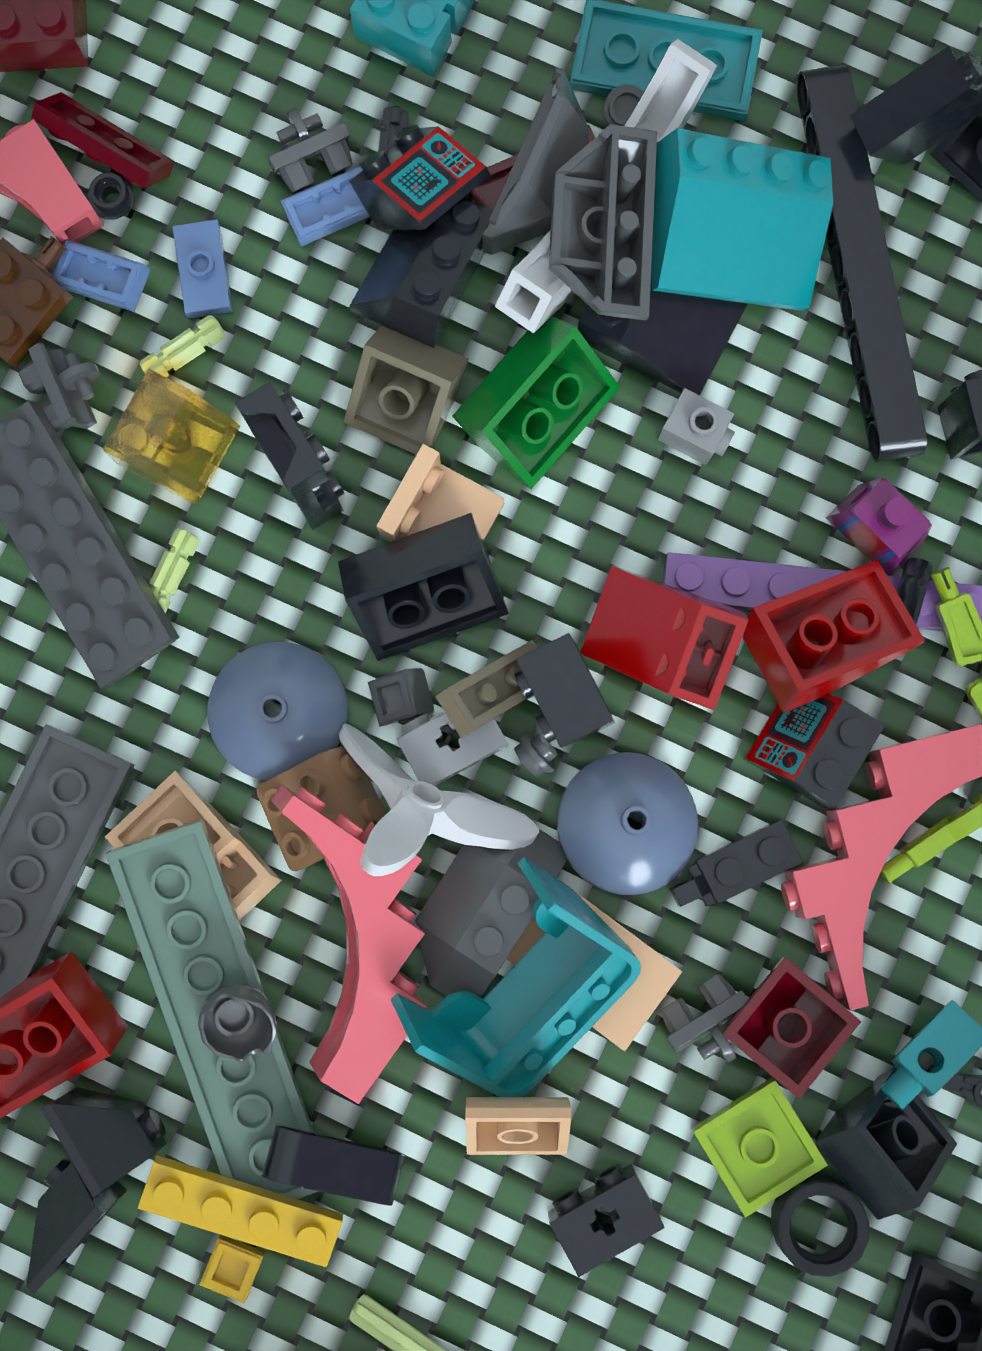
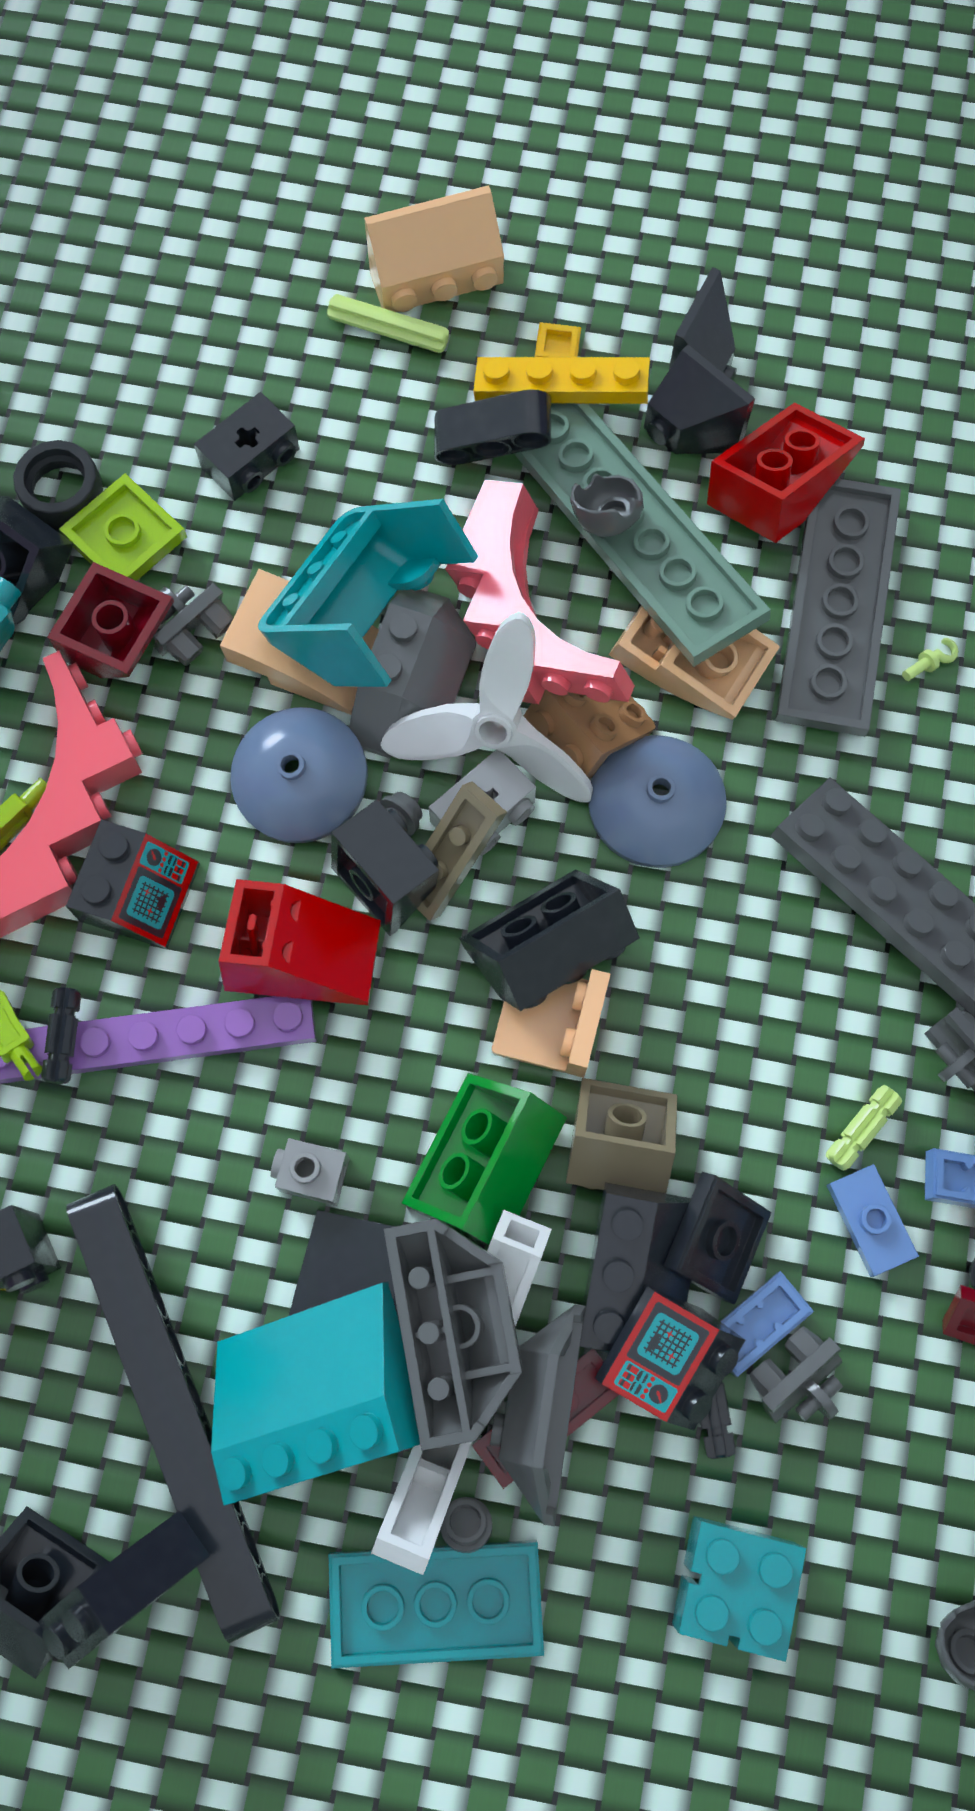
camera: 165 degrees right, 10 degrees down
(171, 437) = (843, 1028): clear yellow slope -> none
(173, 566) = (800, 906): yellowish green axle -> none
(293, 453) = (709, 1008): black piece -> none
(346, 275) = (717, 1238): none -> black tile
(401, 696) = (542, 840): dark grey slope -> none
(517, 1125) = (339, 486): light nougat slope -> none
(739, 866) = (186, 762): black hinge -> none
(829, 634) = (132, 979): red slope -> none
(881, 524) = (103, 1113): magenta torso -> none

